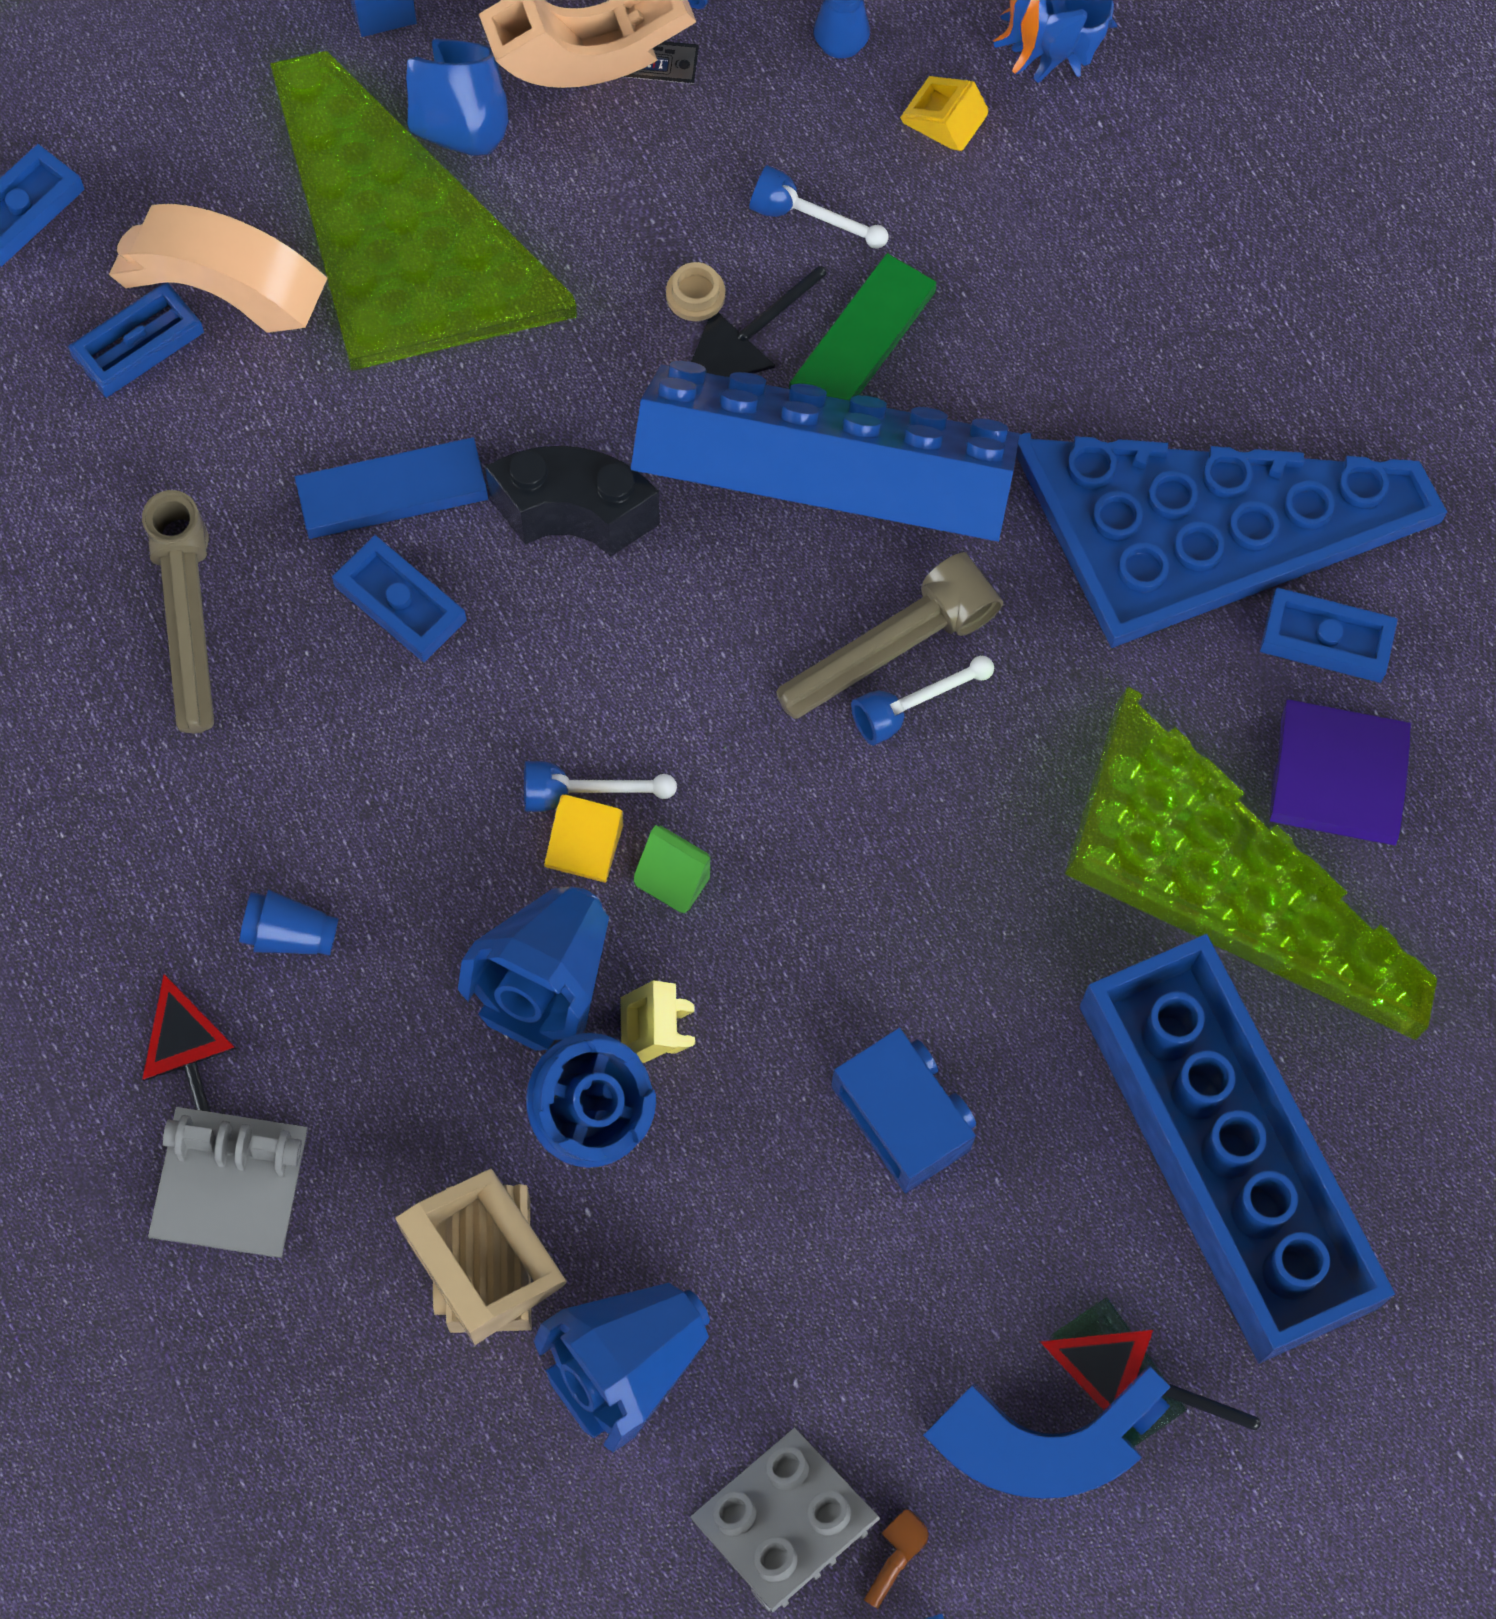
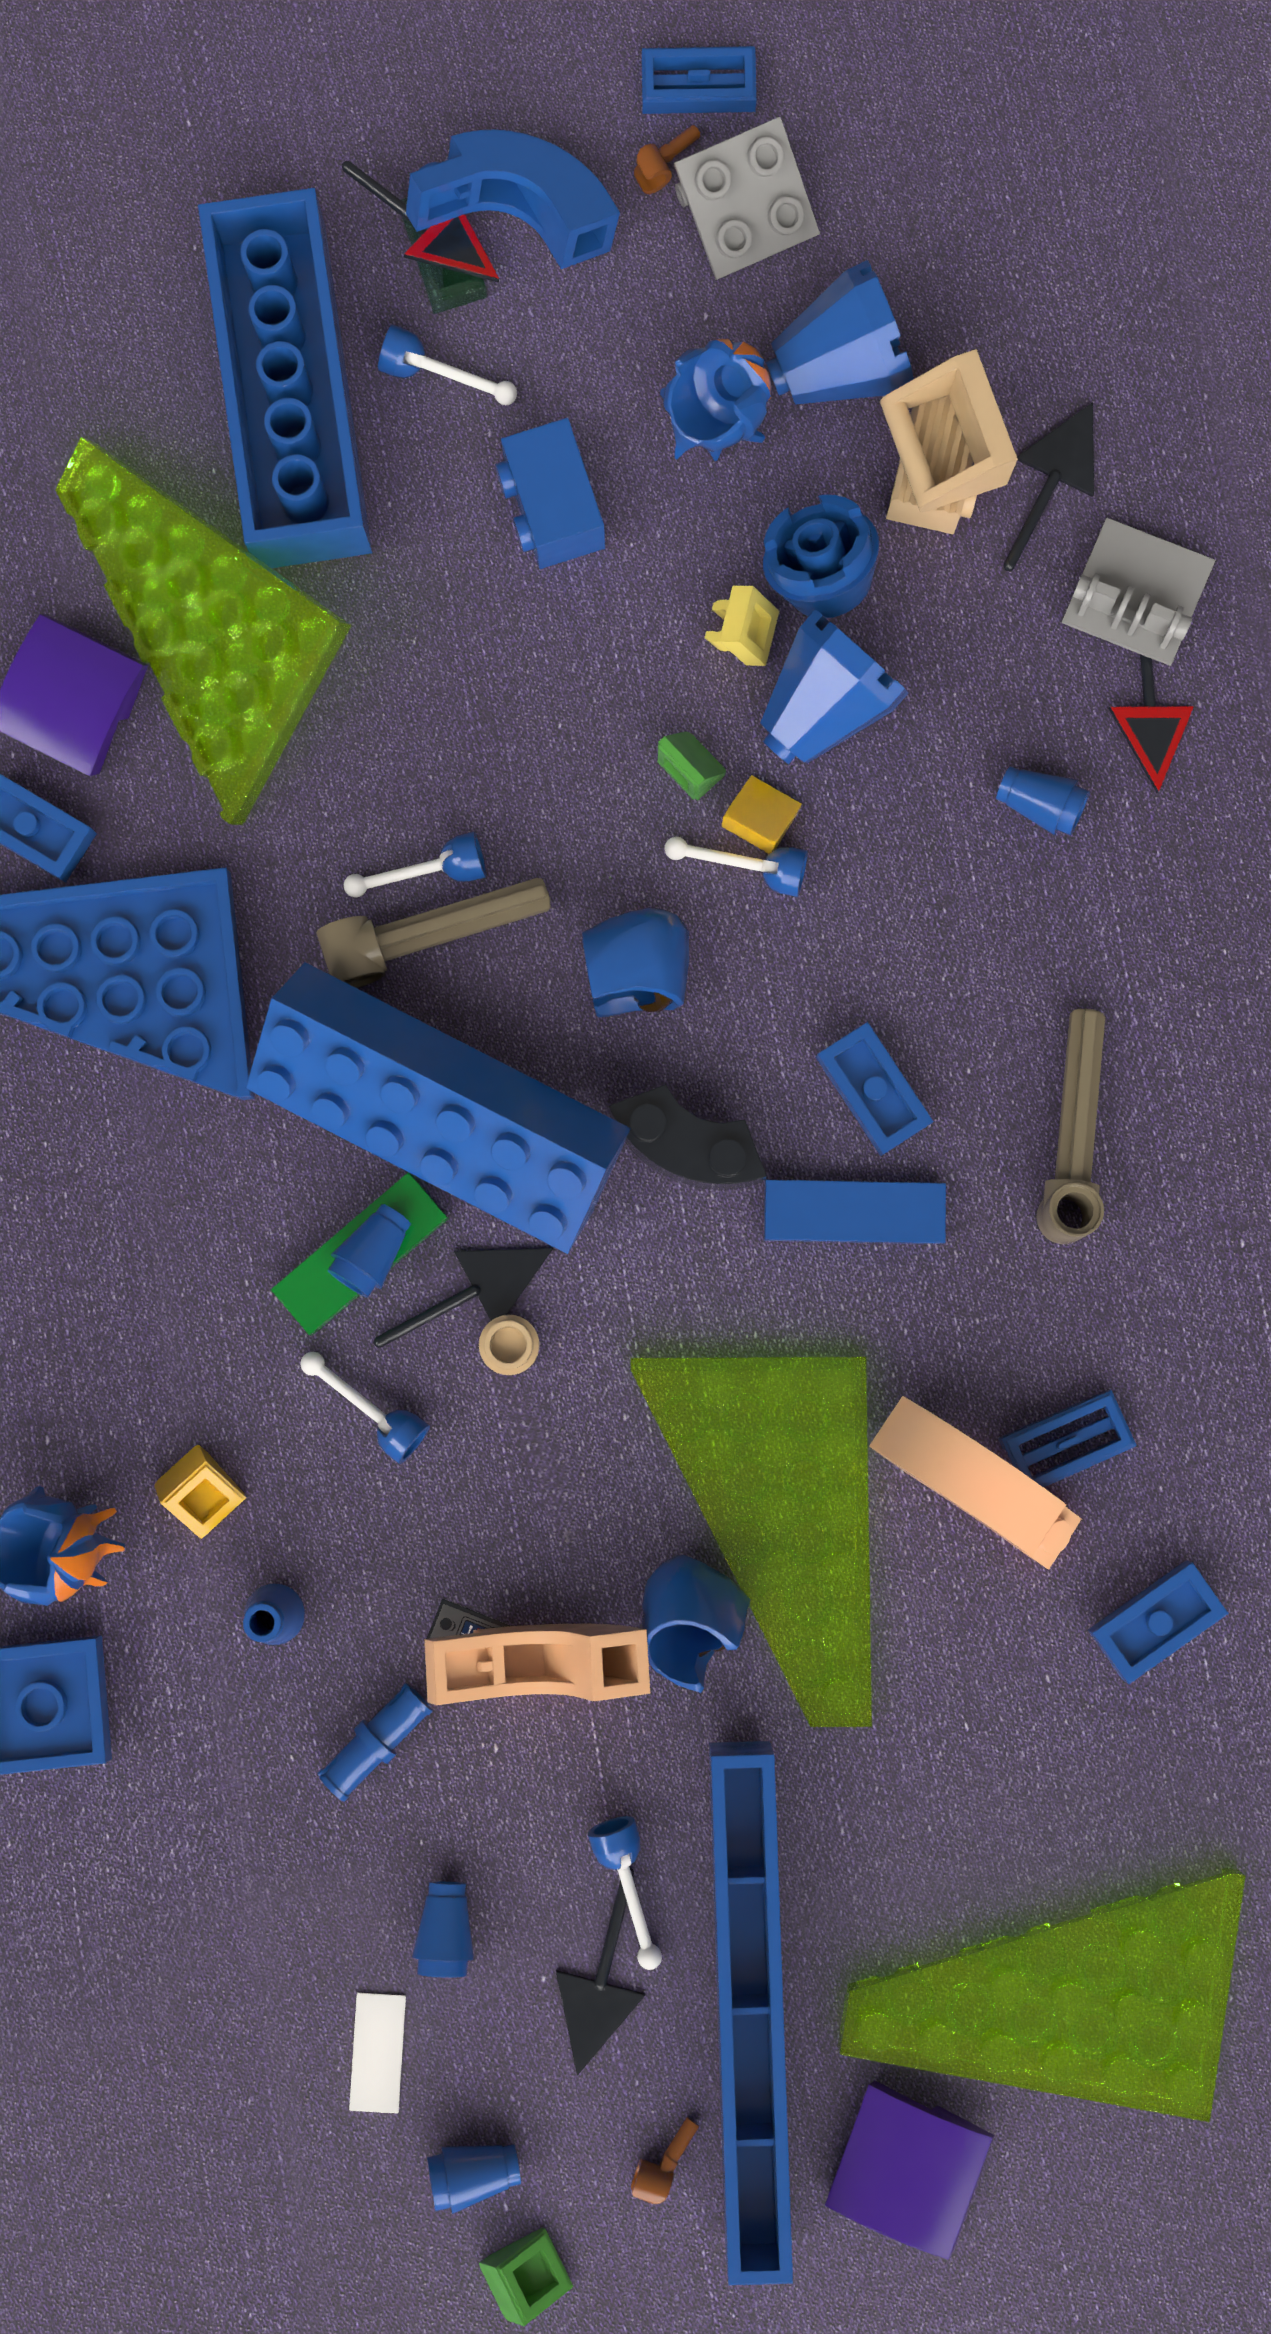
camera: 160 degrees left, 15 degrees up
(342, 1324) = (1065, 457): none -> black piece
(672, 645) = (637, 962): none -> blue piece
(749, 1241) = (717, 396): none -> blue hair
(851, 322) = (370, 1251): none -> blue cone
(1115, 1228) = (404, 356): none -> hinge

